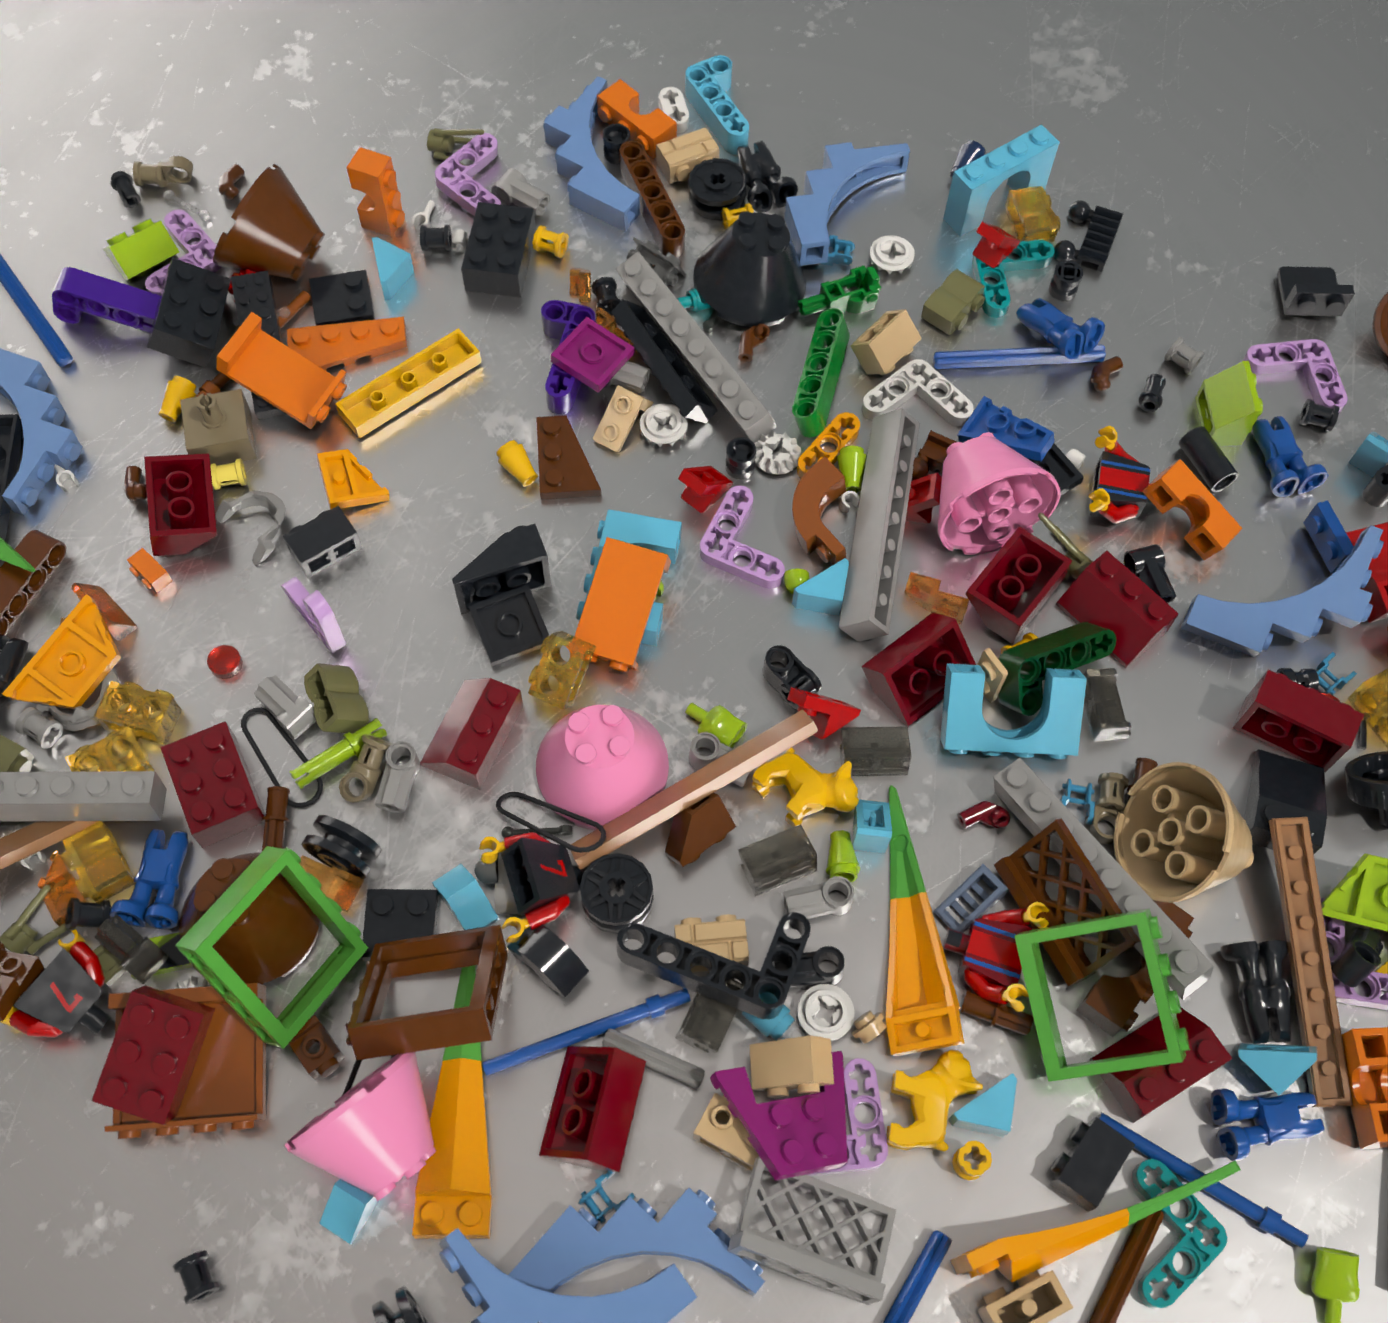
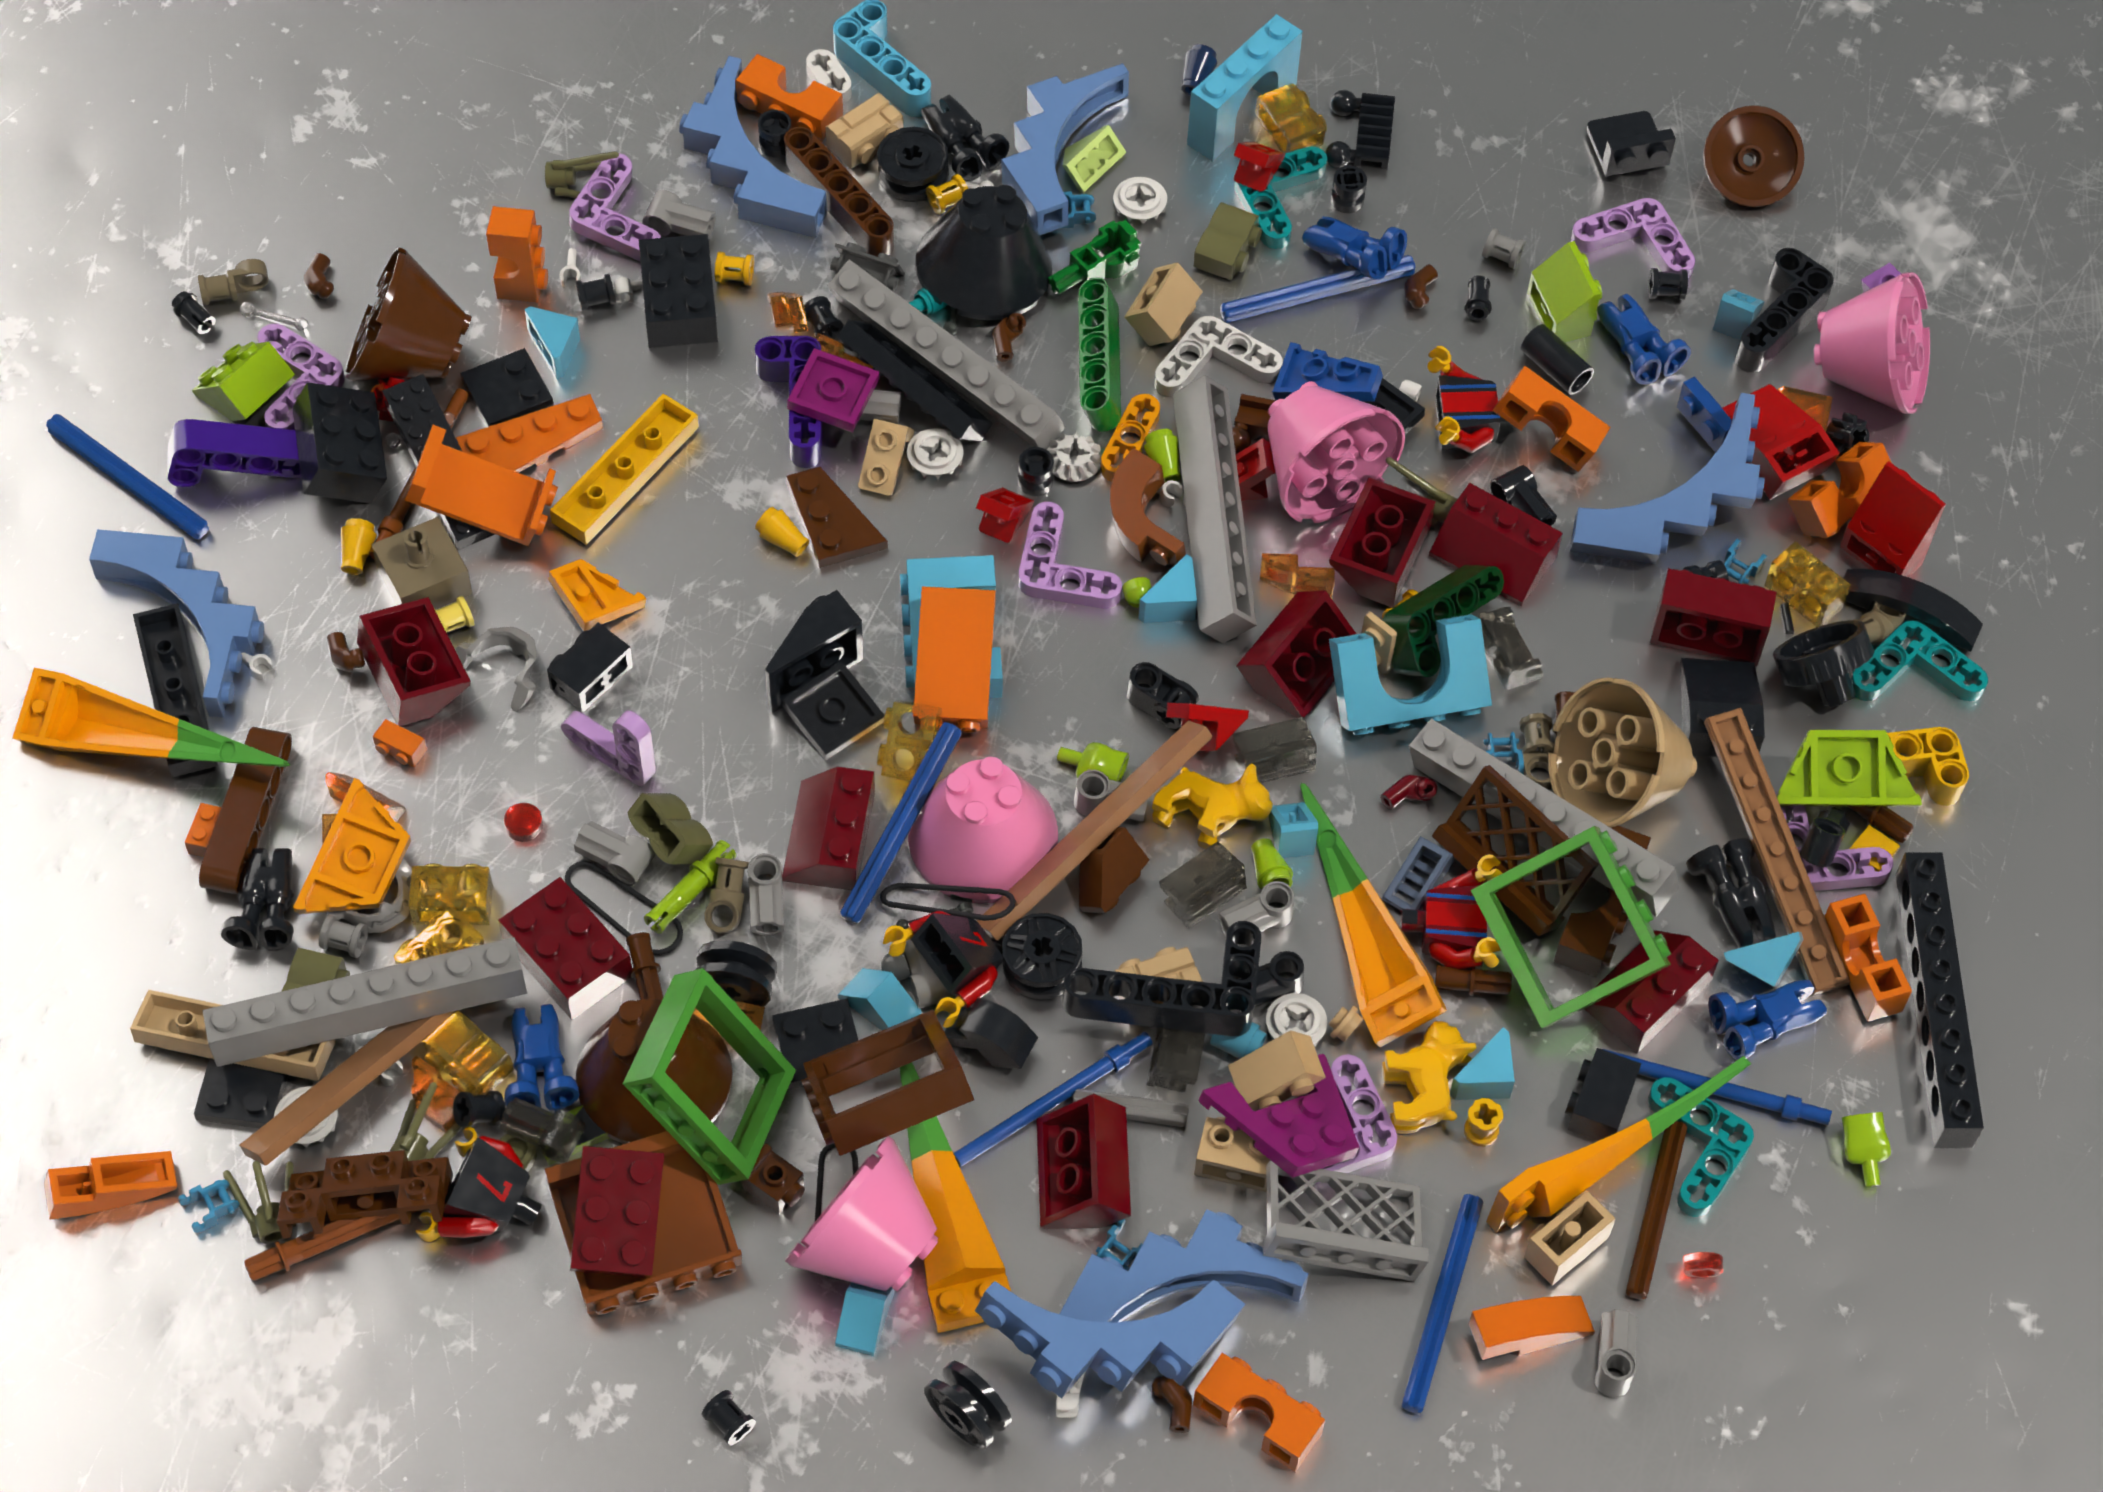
camera: 15 degrees left, 5 degrees down
(530, 741) = (900, 823): none -> blue axle
(863, 213) = (1092, 157): none -> yellowish green slope

